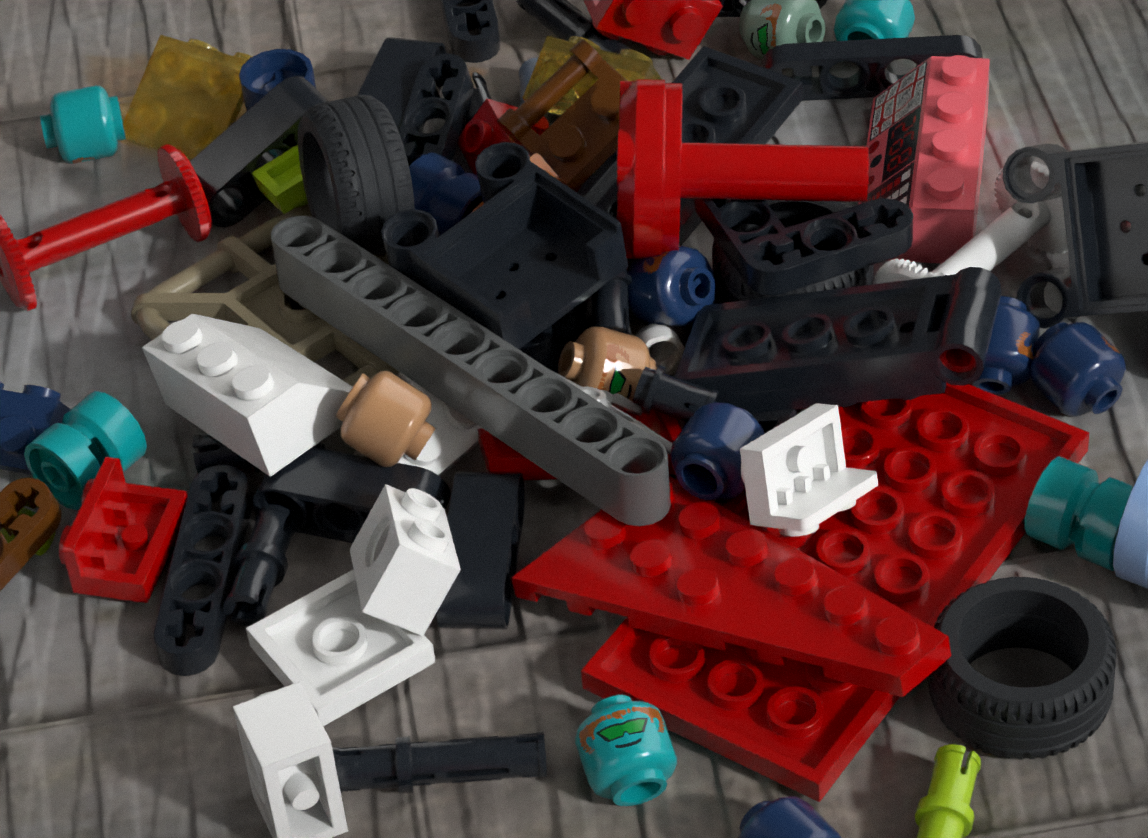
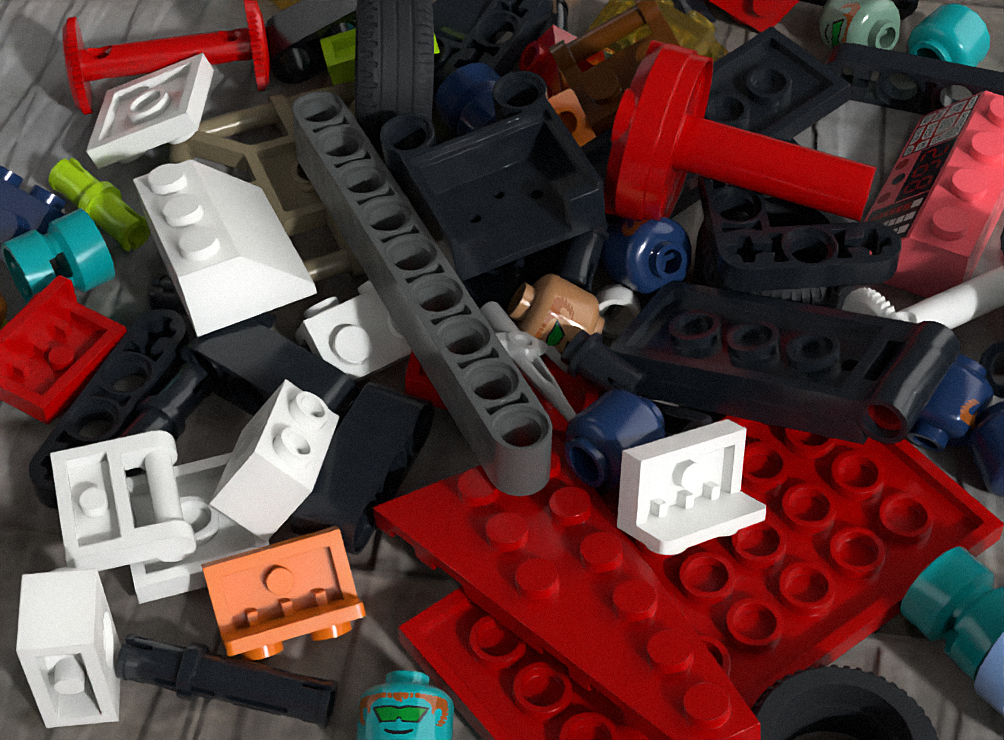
camera: 15 degrees right, 5 degrees up
(78, 381) = (101, 202): none -> lime pin
(108, 286) = (151, 112): none -> white plate
(255, 649) = (98, 508): none -> white plate
(385, 418) = (317, 312): medium nougat head -> none
(458, 674) = (283, 594): none -> orange bracket

